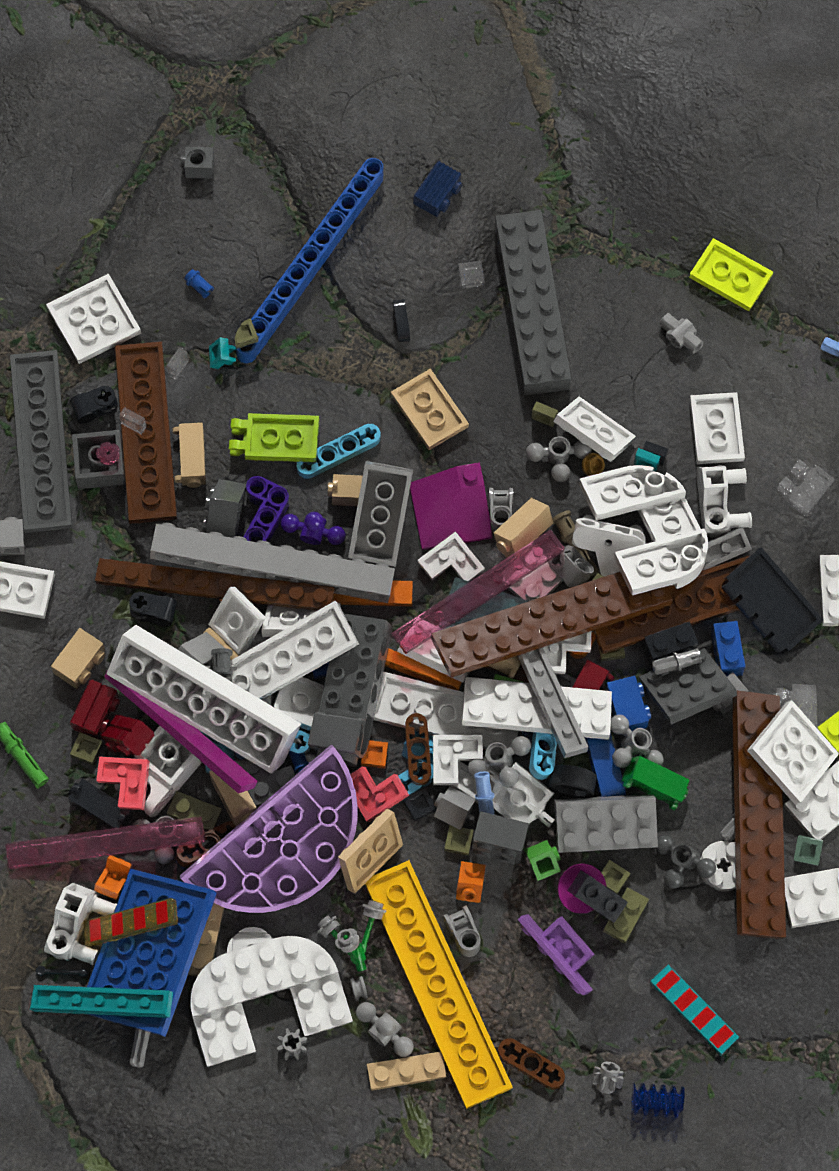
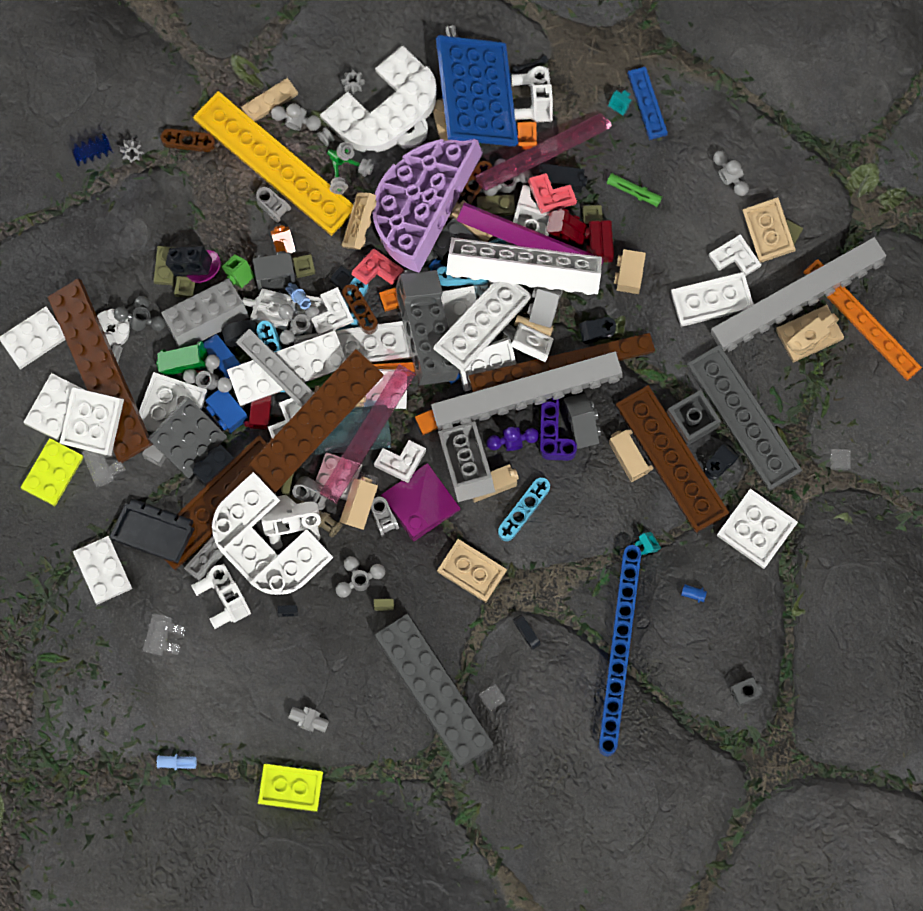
camera: 155 degrees right, 5 degrees up
(101, 1001) = (490, 47): teal tile -> none
(112, 457) = (686, 420): clear pink plate -> none
(130, 922) = (497, 103): clear yellow tile -> none
(132, 420) = (683, 454): clear tile -> none
(177, 363) = (676, 521): clear tile -> none
(221, 661) = (525, 299): dark grey bush -> none
(245, 334) = (635, 558): olive tile -> none
(276, 437) = (572, 495): lime tile -> none
(437, 189) = (551, 754): dark blue brick -> none
(454, 807) = (316, 281): light grey brick -> none
(563, 947) = (199, 220): medium lavender bracket -> none
(593, 464) = (329, 581): pearl gold plate -> none
(594, 429) = (340, 607): white plate -> none
(646, 459) = (291, 601): teal tile -> none
(676, 662) = (202, 449): light grey axle -> none
(693, 744) = (164, 397): none -> white plate
(694, 1010) = (91, 222): tile -> none
(717, 428) = (249, 653): white plate -> none
(728, 648) = (170, 481): blue brick -> none
(808, 850) = (54, 363): sand green plate -> none

